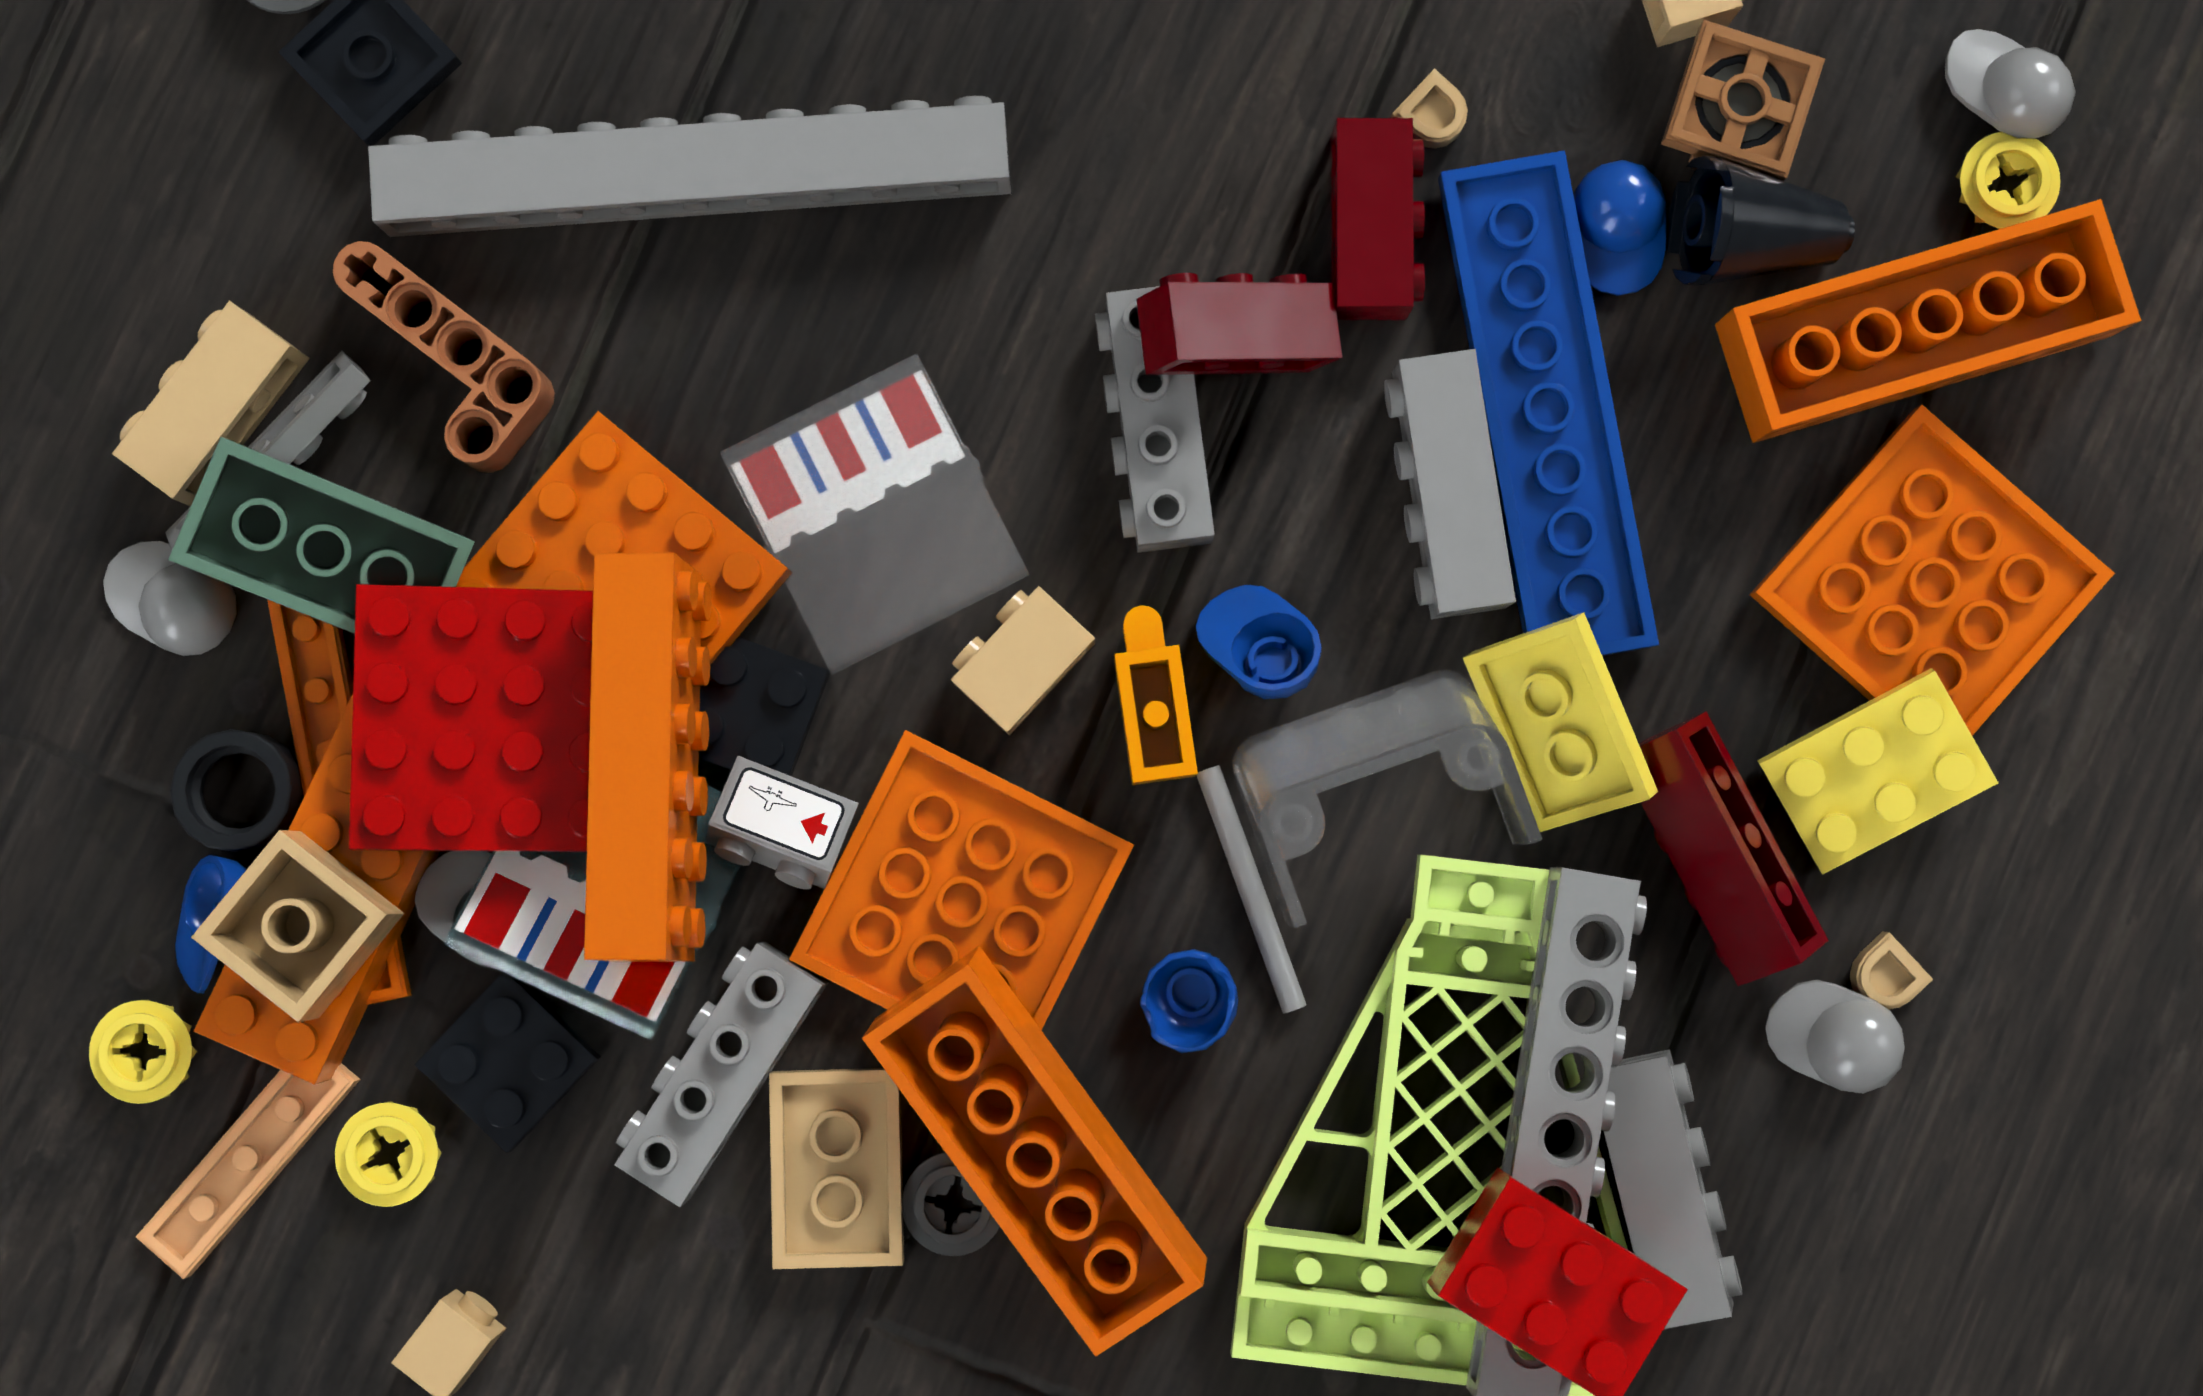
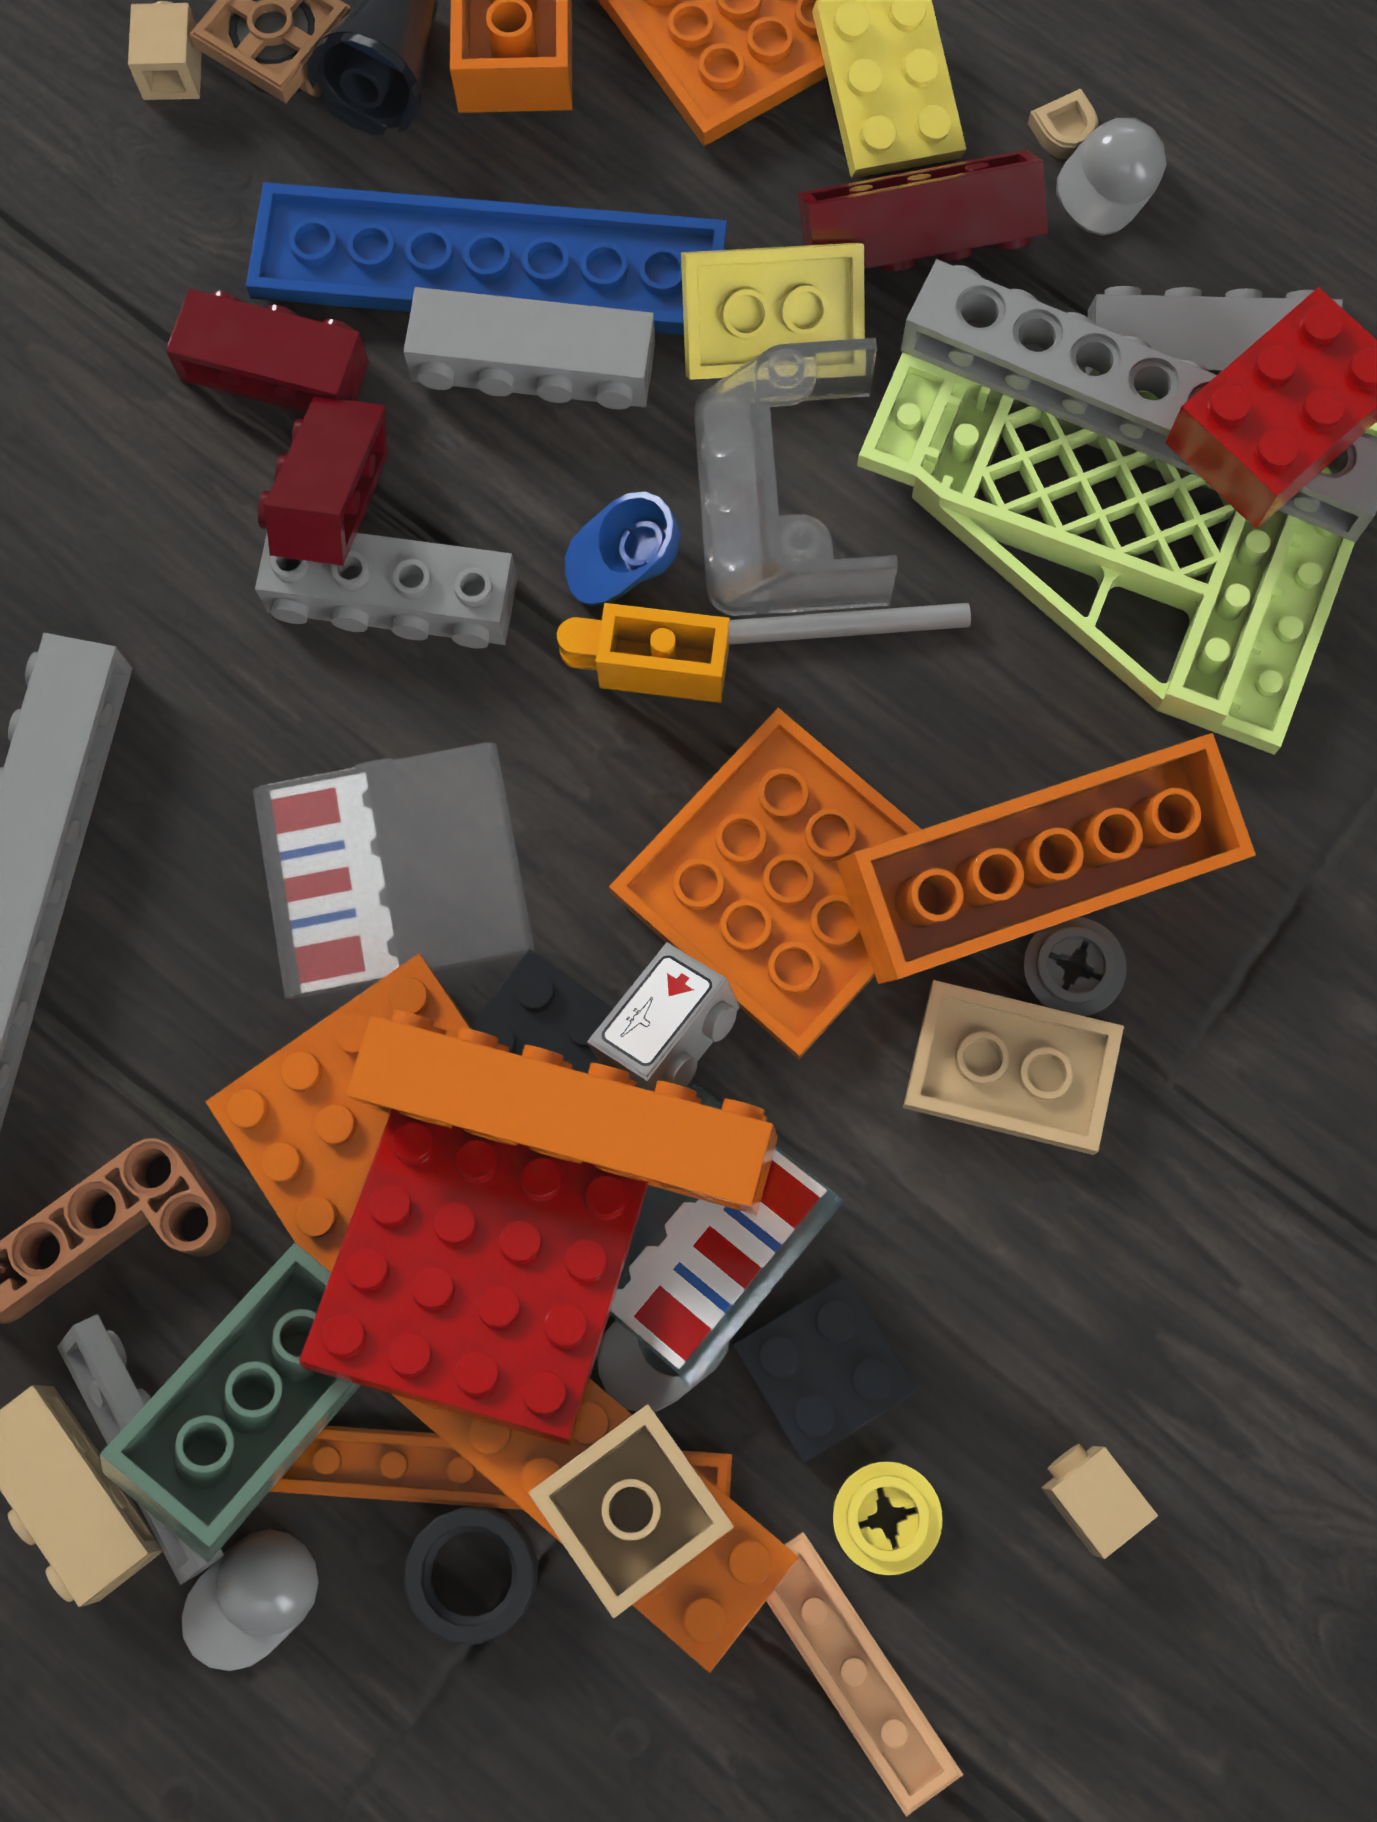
camera: 70 degrees left, 10 degrees down
(122, 1074) = (731, 1785): light yellow gear -> none
(203, 892) = (586, 1640): blue cap -> none
(720, 1073) = (892, 1152): light grey brick -> none
(1022, 658) = (574, 762): tan brick -> none
(1189, 1000) = (938, 695): blue hair -> none
(1436, 111) = (186, 273): tan tile -> none
(1621, 226) = (343, 157): blue cap -> none

